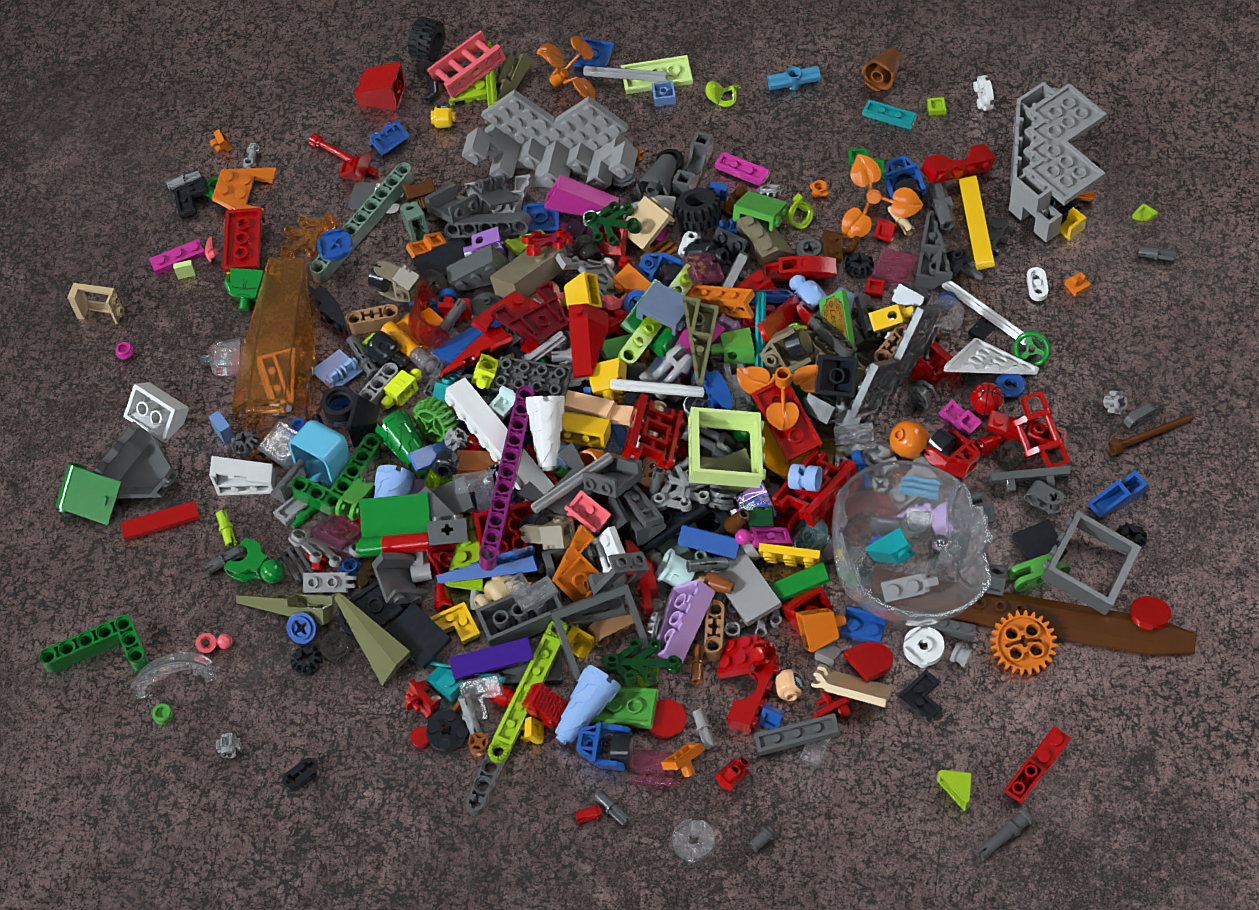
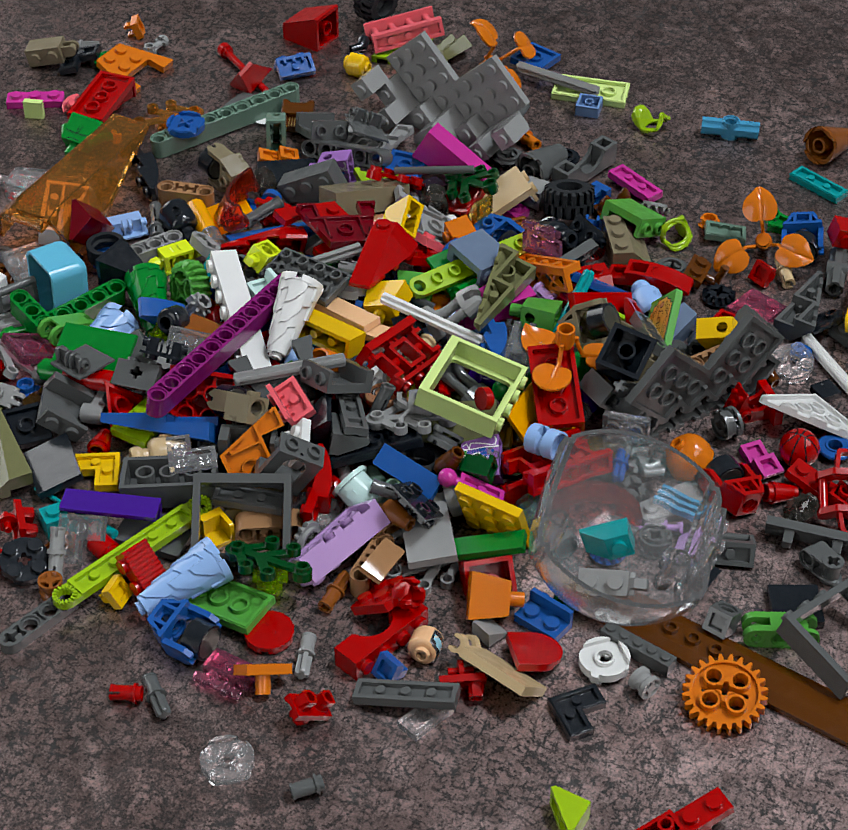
camera: 15 degrees right, 15 degrees down
(162, 198) = (50, 50): none -> dark tan brick
(314, 385) = (86, 222): none -> dark red slope
(395, 534) = (81, 361): none -> dark grey hinge
(422, 370) = (203, 243): none -> light grey beam
(466, 502) = (152, 346): none -> black hinge
(574, 222) = (434, 170): none -> dark grey bar
(639, 254) = (481, 209): none -> clear yellow slope
(726, 628) = (382, 561): none -> medium nougat slope
(735, 571) = (411, 494): none -> black hinge
(740, 455) = (484, 398): none -> red tile
(837, 196) = (723, 231): none -> sand green plate

